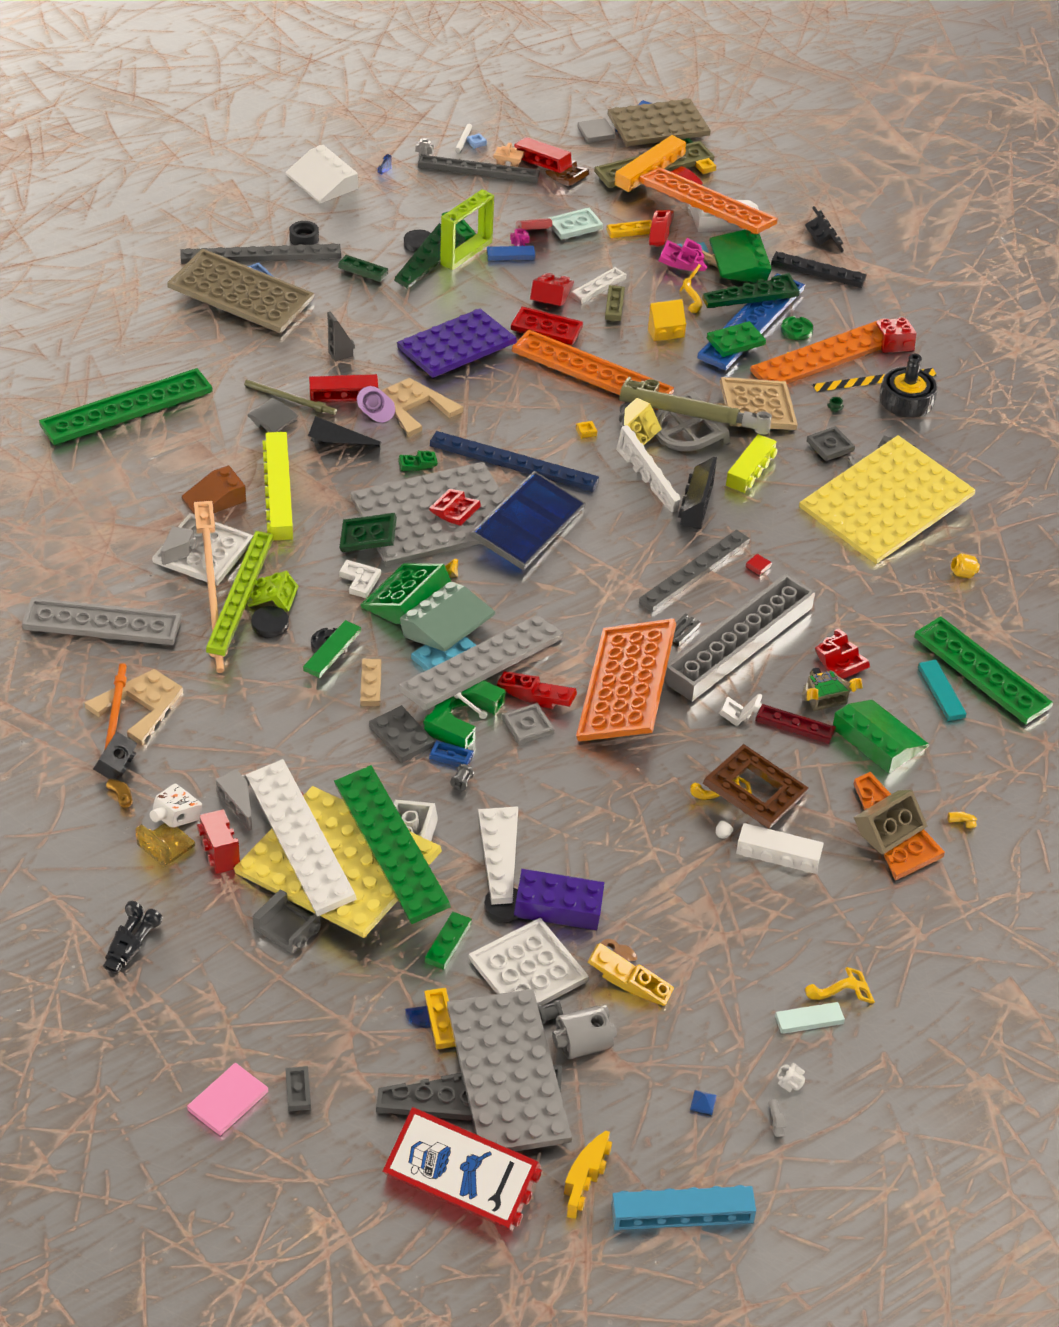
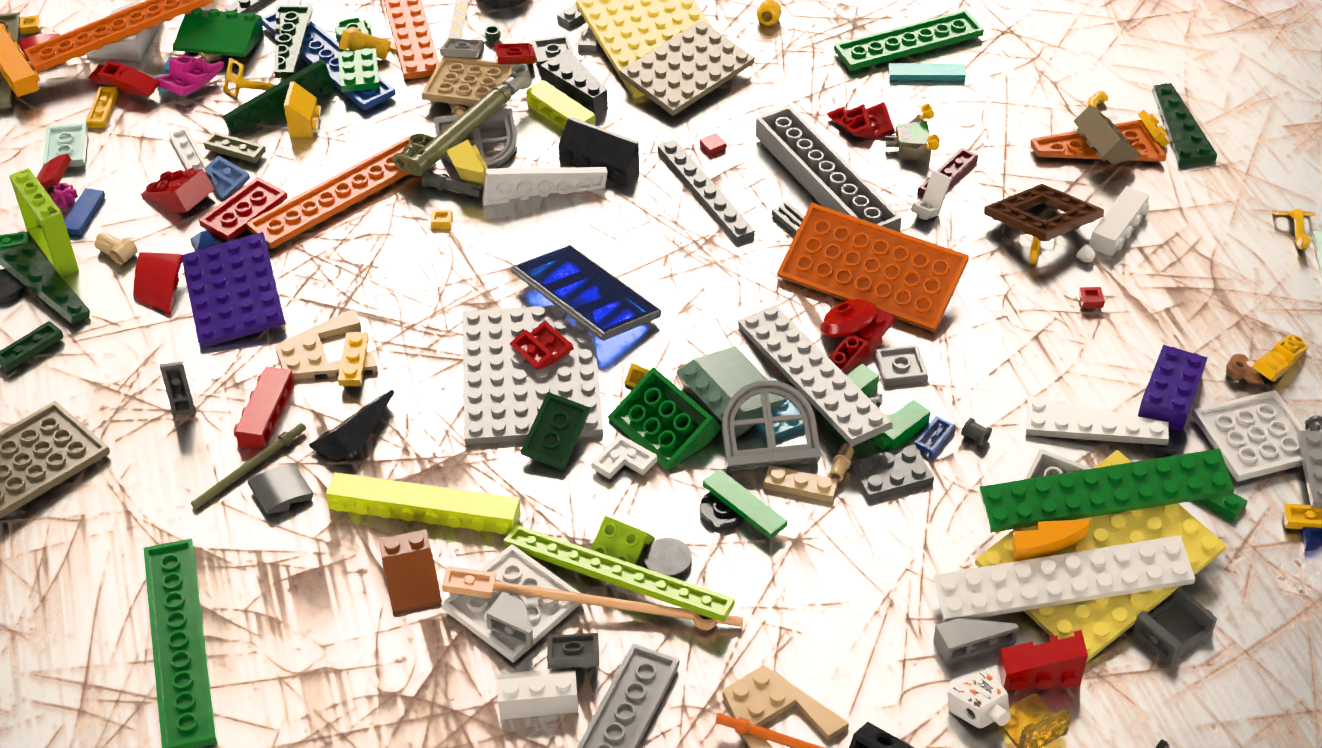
camera: 70 degrees left, 0 degrees up
(129, 575) = (537, 693): none -> white slope
(164, 584) = (573, 651): none -> dark grey plate
(329, 813) = (1048, 538): none -> light orange slope
(376, 404) = (316, 381): lavender piece -> none
(385, 653) = (771, 455): none -> light grey window
(397, 700) = (841, 462): none -> tan axle
(406, 417) = (353, 359): none -> plate
(421, 461) = (432, 368): green slope -> none
(448, 303) = (157, 279): none -> red slope
(476, 277) = (118, 249): none -> tan piece
(505, 317) = (203, 240): none -> blue slope
(514, 461) = (466, 290): dark blue plate -> none
(560, 675) = (848, 317): none -> red piece
(577, 307) = (226, 177): none -> medium blue wing
(663, 838) = (1091, 297): none -> red plate
(697, 314) = (271, 102): none -> dark green wing
(774, 327) = (357, 40): none -> yellow bracket
(791, 461) = (575, 81): none -> wedge
(803, 390) = (462, 48): none -> light grey tile
(810, 420) = (514, 53): none -> red tile
(846, 524) = (687, 67): none -> plate
(878, 734) = (980, 124): green slope -> none
(937, 864) = (1156, 131): none -> yellow plate
(950, 893) = (1188, 139): none -> dark green wing

